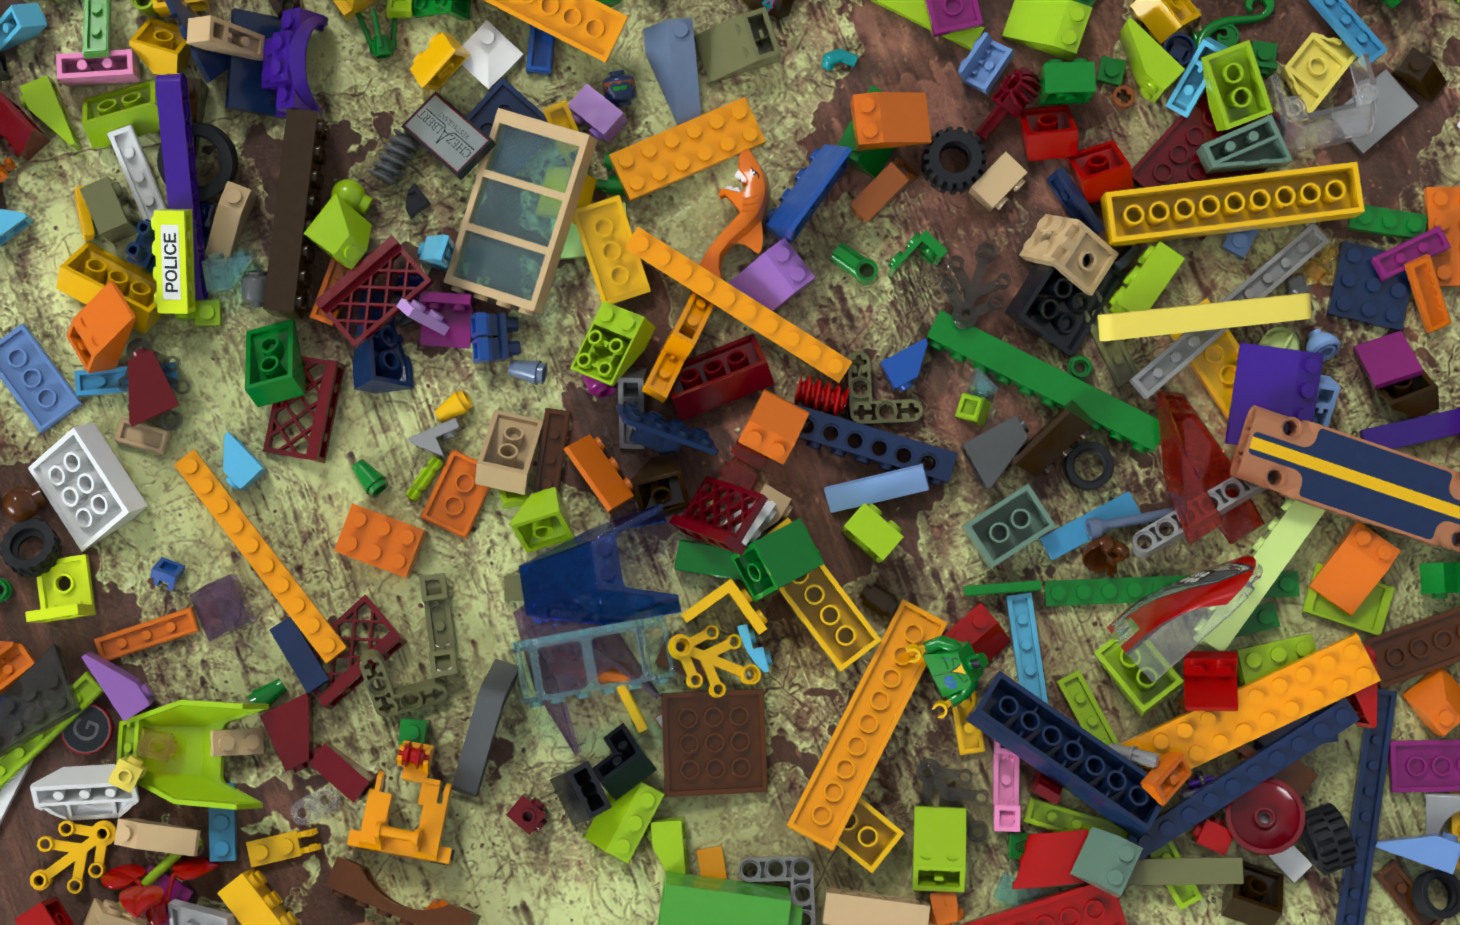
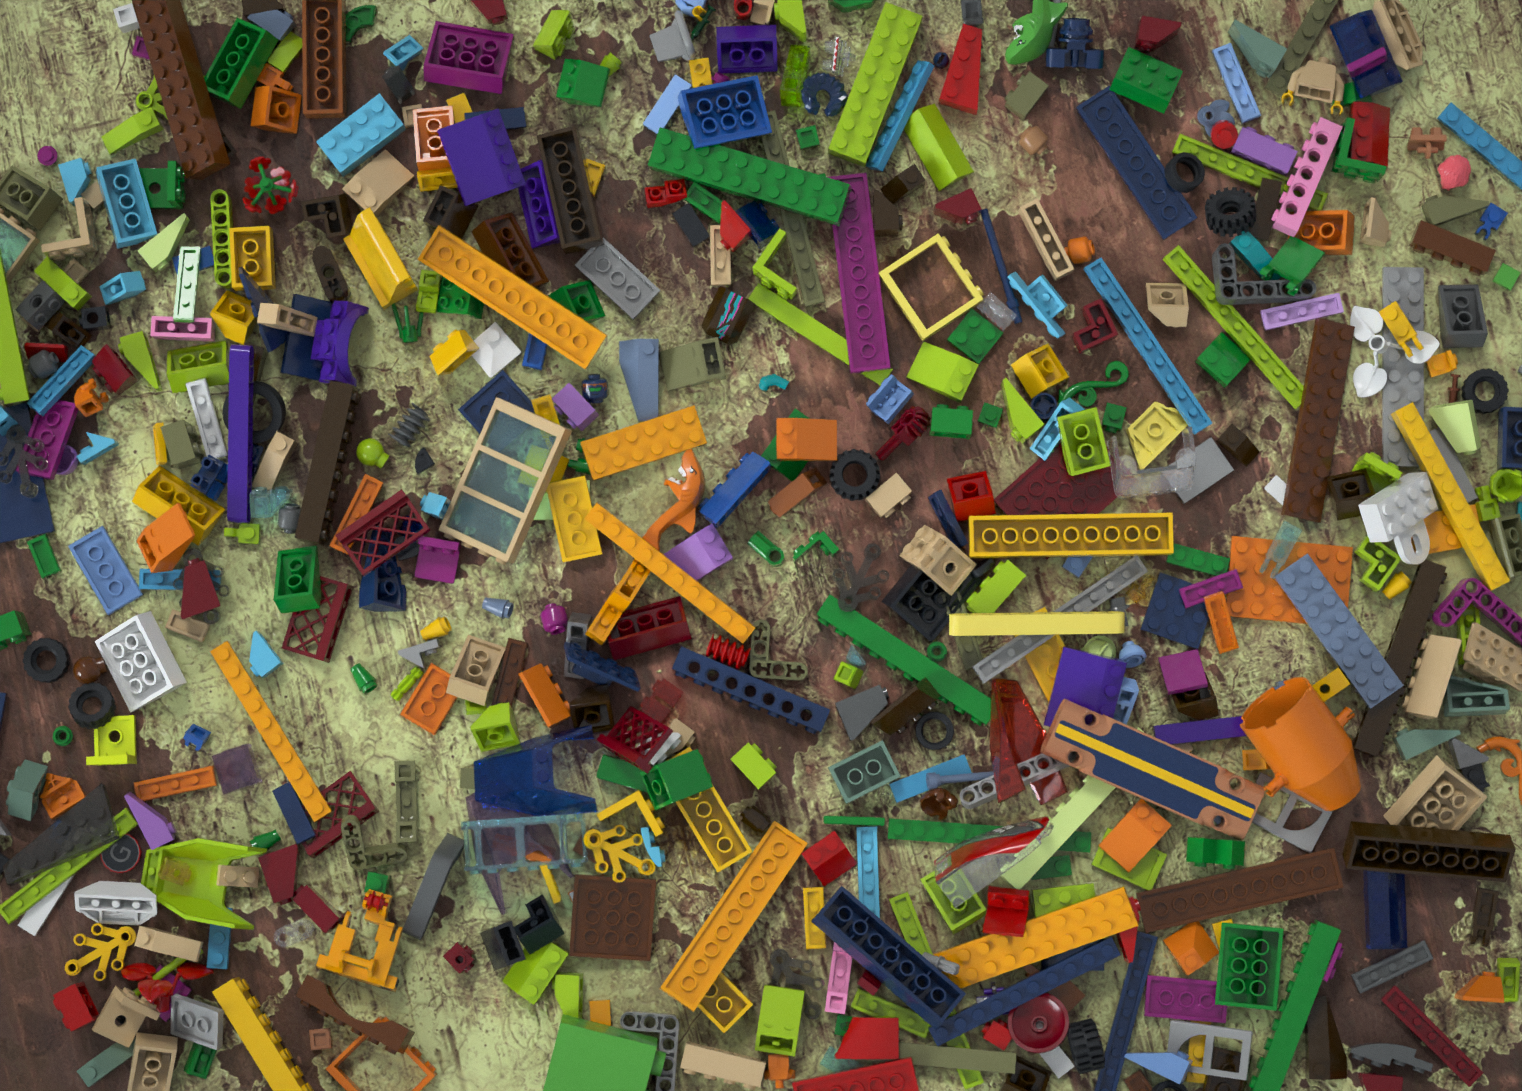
camera: 15 degrees right, 0 degrees up
(127, 773) = (151, 891): light yellow bracket -> none
(174, 261) = (229, 492): neon yellow brick -> none
(280, 847) = (262, 962): yellow hinge -> none
(340, 232) = (361, 482): lime slope -> none
(380, 541) = (367, 730): orange brick -> none
(417, 312) = (416, 554): lavender plate -> none
(448, 135) = (454, 413): light grey tile -> none
(491, 337) = (473, 586): hips -> none
(612, 344) = (566, 594): lime slope -> none
(773, 427) = (686, 674): orange slope -> none
(876, 488) = (763, 730): light blue tile -> none
(904, 366) = (797, 635): blue slope -> none
(952, 667) = (805, 878): green torso -> none
(1048, 133) = (933, 460): red slope -> none
(1106, 861) = (908, 1044): sand green slope -> none
(1116, 102) = (992, 440): dark orange bush -> none
(1167, 778) = (963, 983): orange slope -> none
(1246, 148) = (1087, 491): sand green wedge -> none

